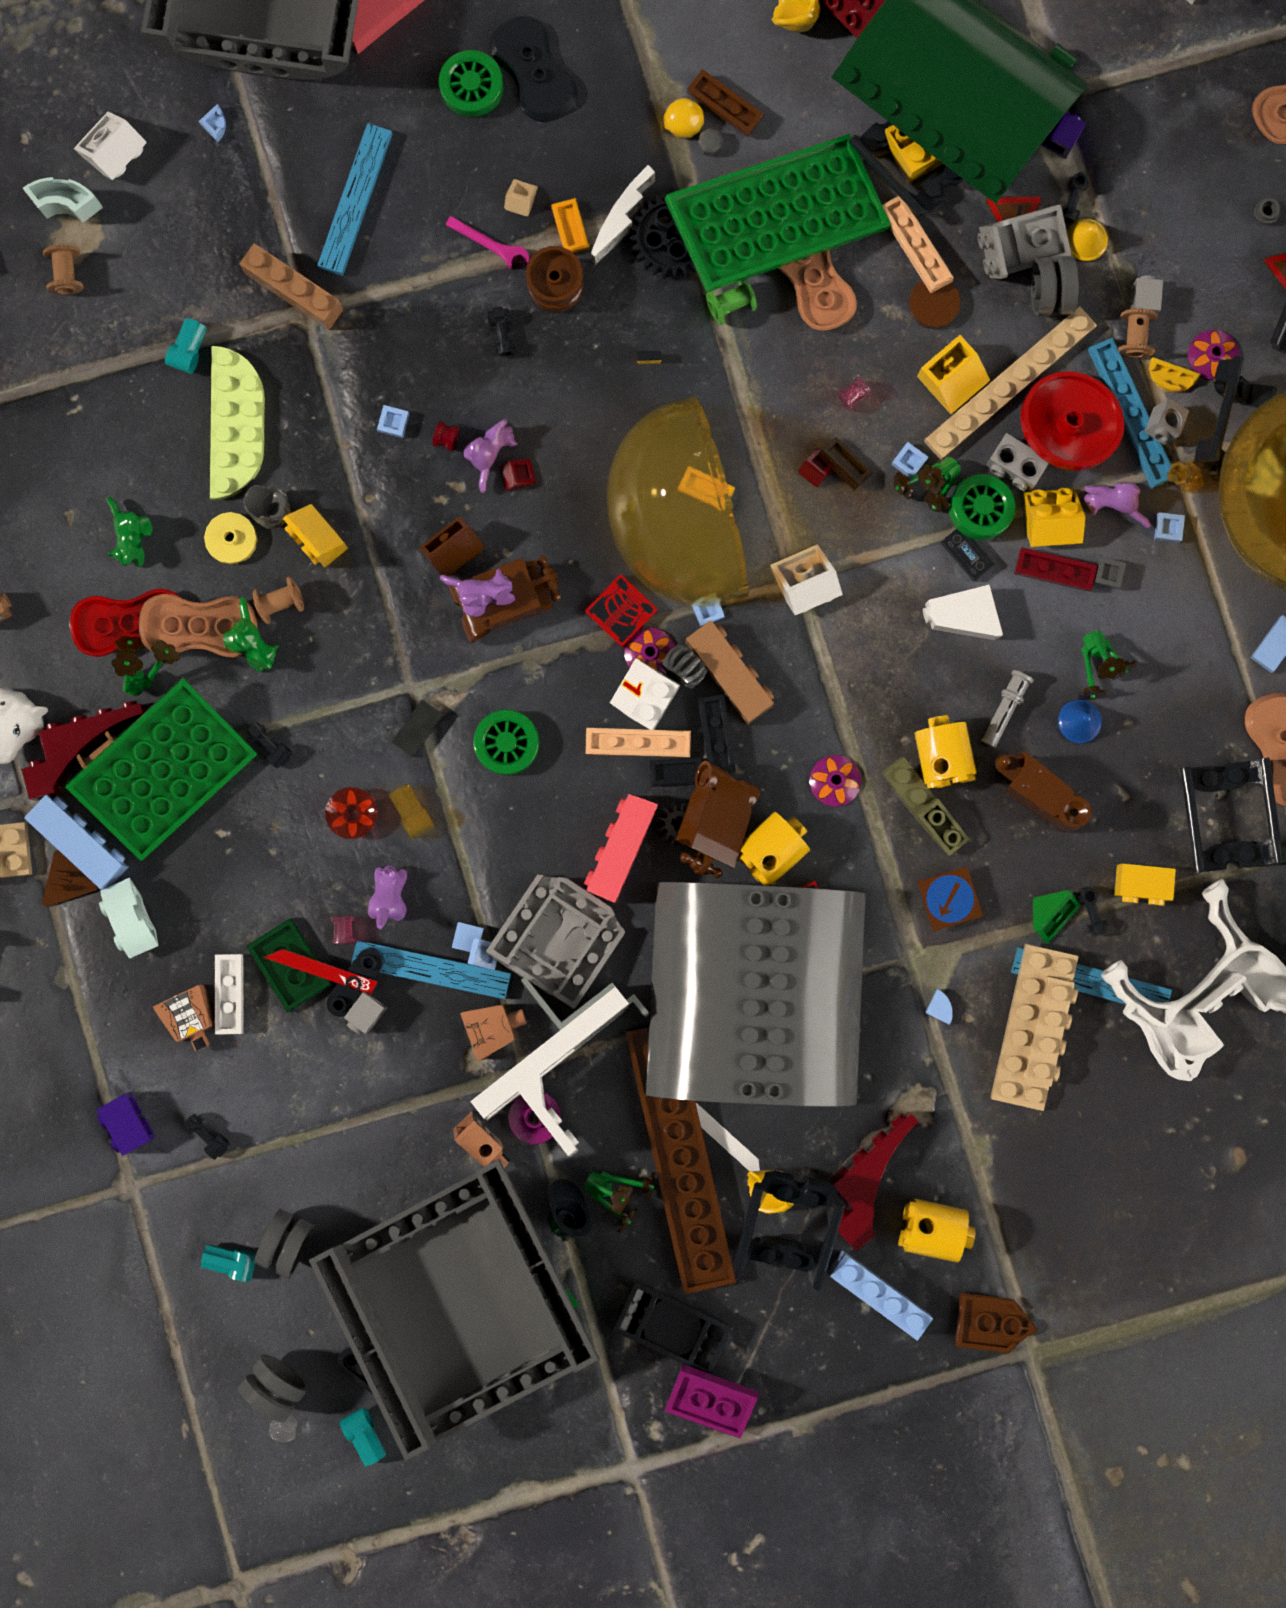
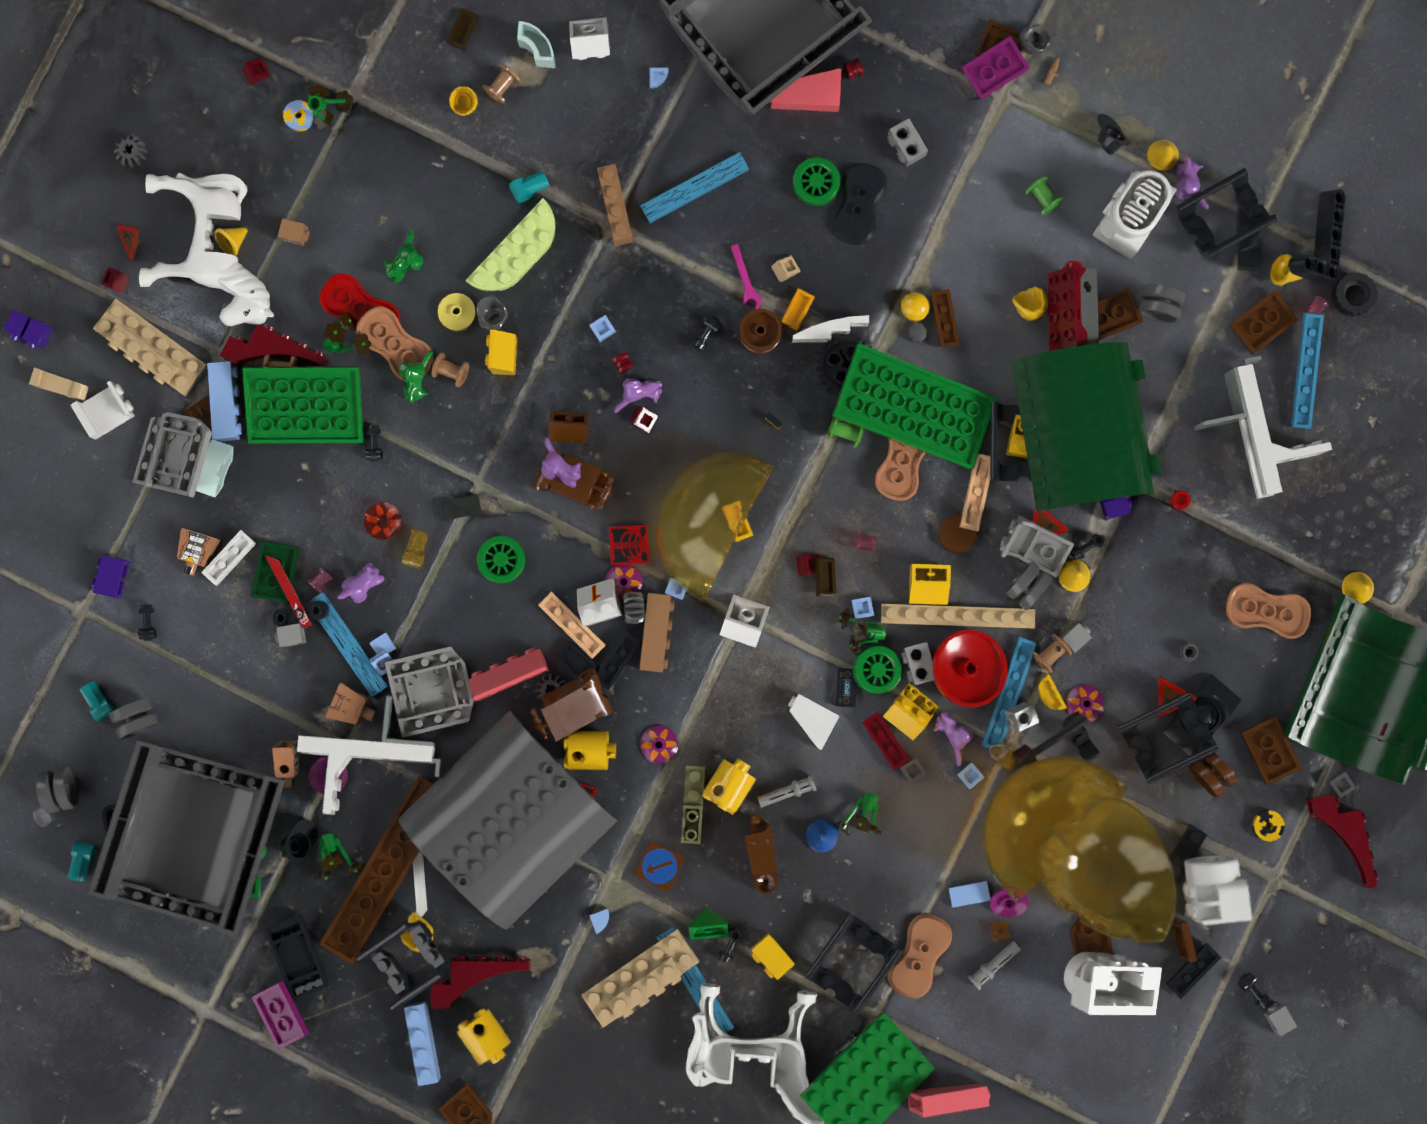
camera: 40 degrees right, 0 degrees up
(40, 320) = (463, 100): none -> yellow hair
(75, 940) = (173, 454): none -> light grey wedge
(1120, 72) = (1180, 500): none -> red tile

